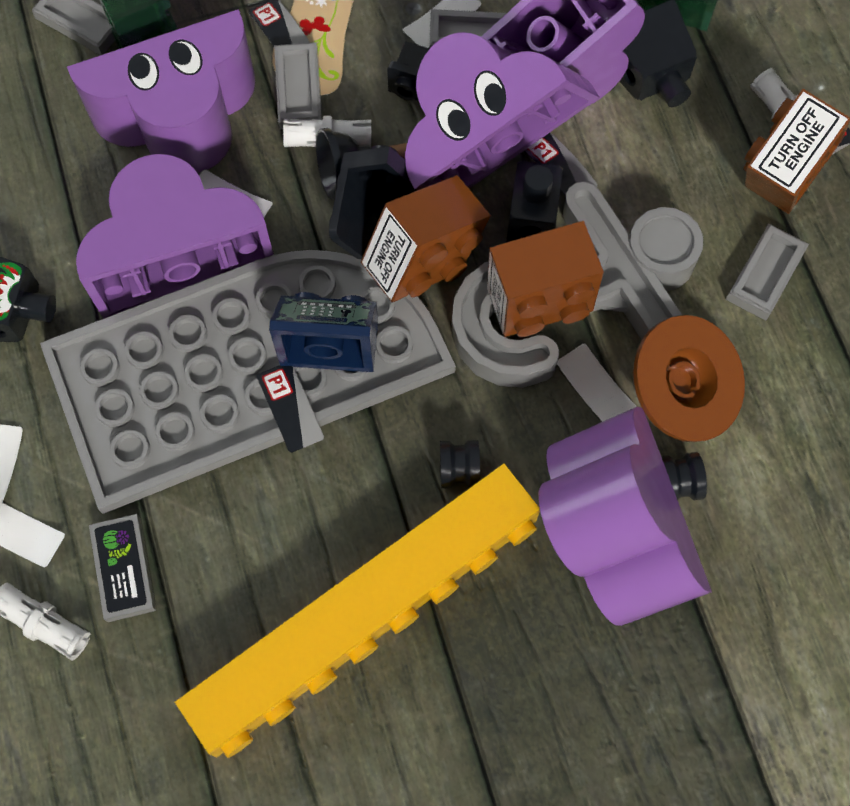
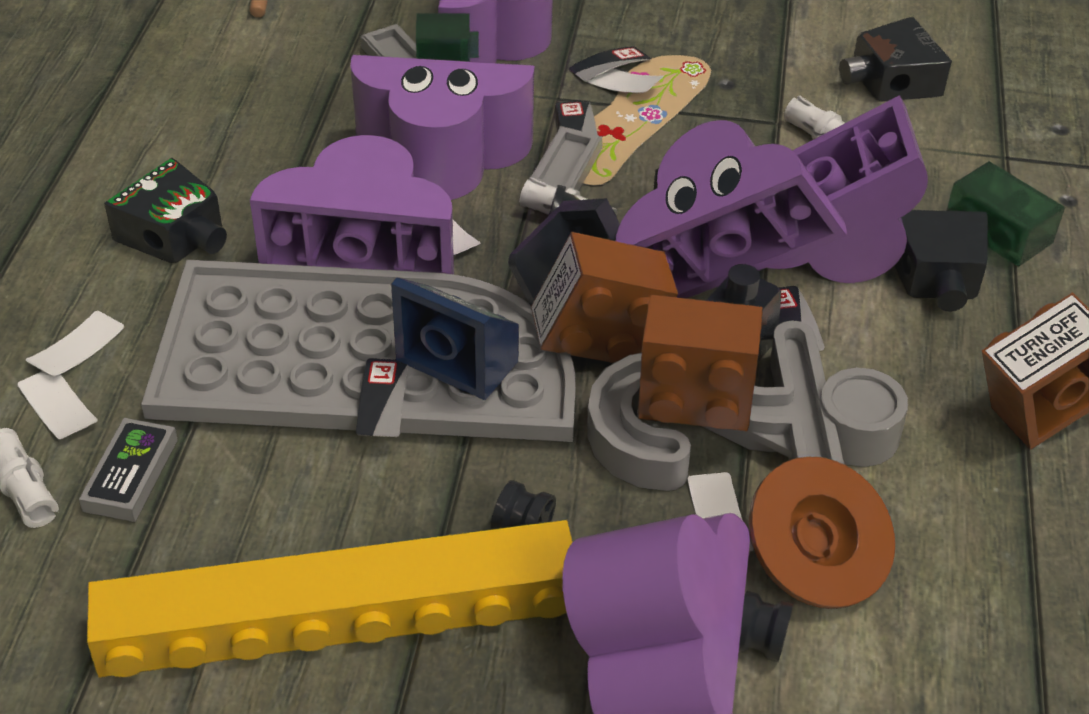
camera: 25 degrees right, 25 degrees down
(767, 272) = (974, 487): light grey tile -> none

